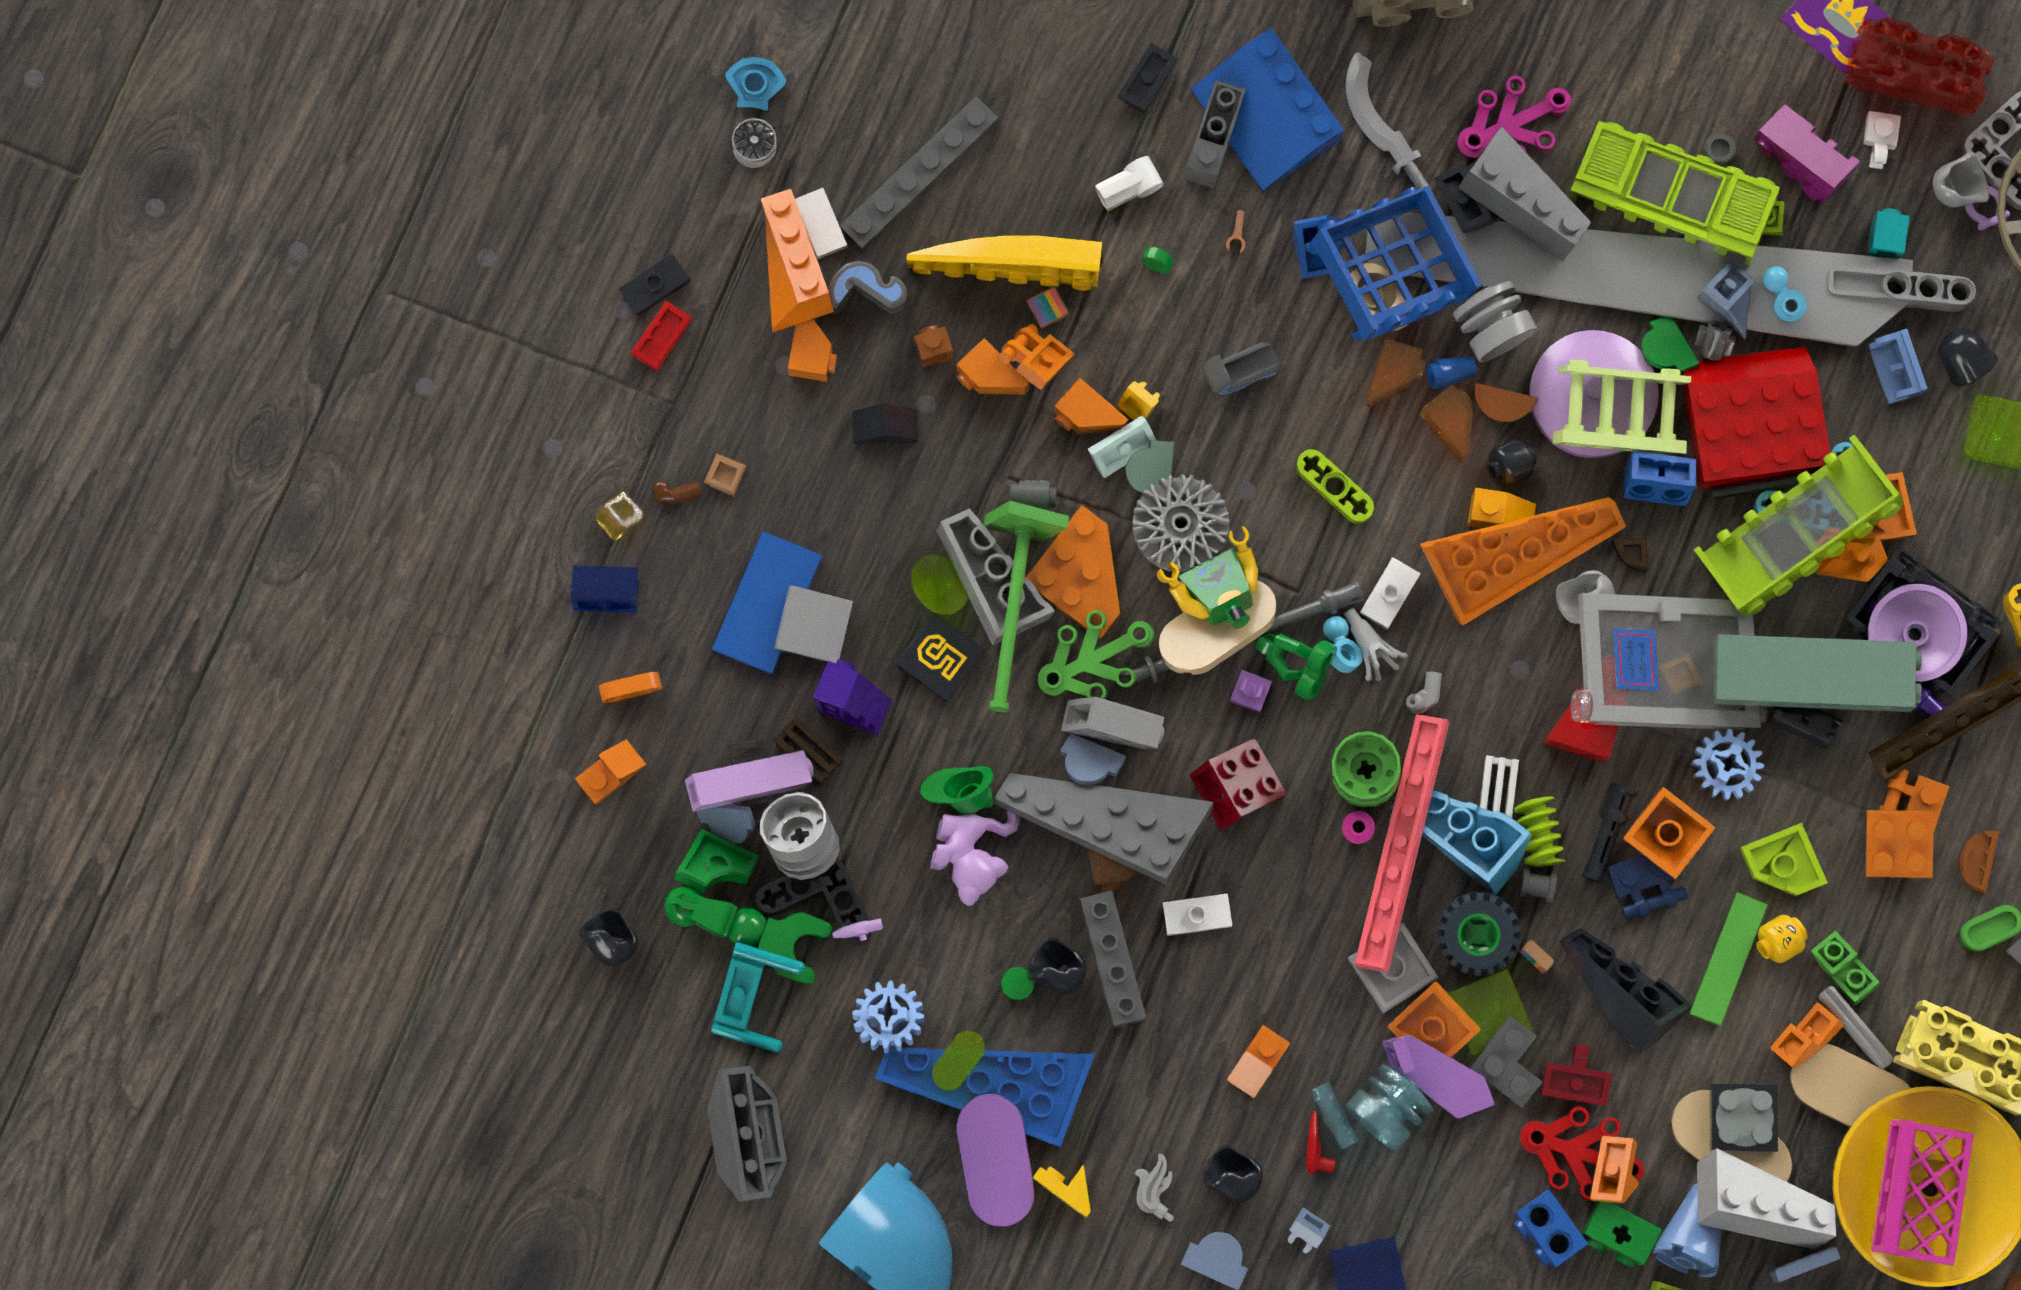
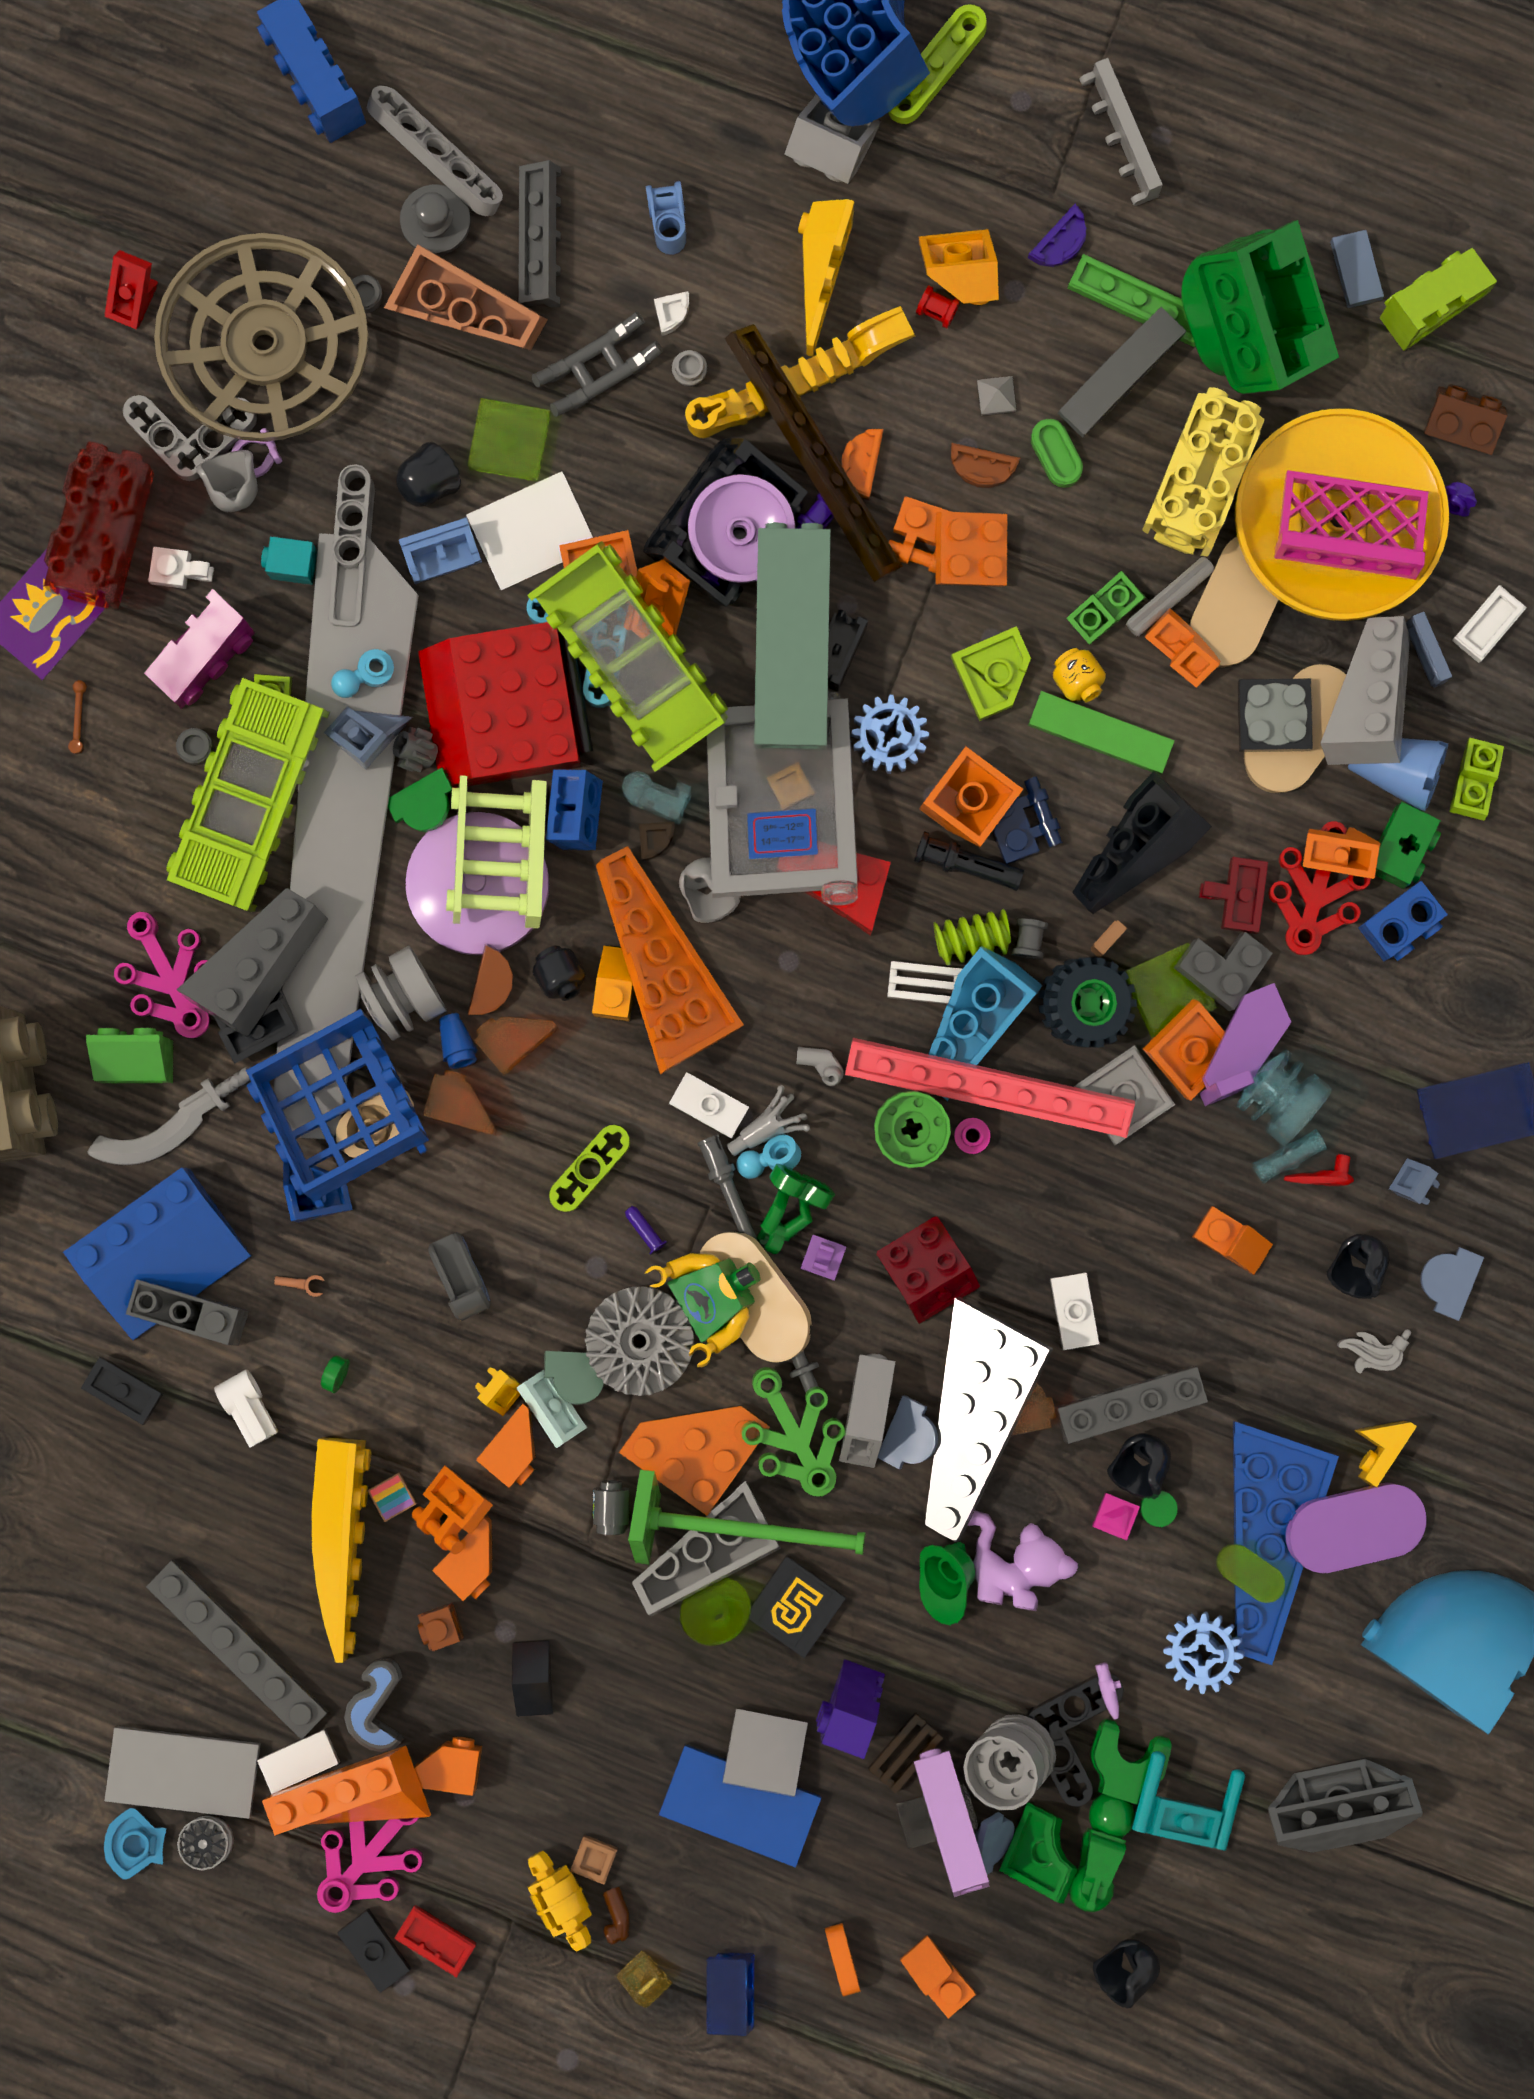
camera: 90 degrees left, 5 degrees up
(692, 442) = (559, 1900): none -> yellow piece
(733, 277) = (364, 1860): none -> dark pink plant
(814, 125) = (182, 1772): none -> light grey tile
(1011, 945) = (1115, 1516): none -> dark pink tile
(1278, 533) = (644, 1229): none -> dark purple piece
(1440, 88) = (130, 1058): none -> bright green slope
(1669, 552) = (655, 798): none -> clear light blue leg
(1720, 47) = (76, 746): none -> dark orange hinge
(1919, 445) = (526, 528): none -> white sticker
(1982, 748) = (860, 460): none -> orange tile

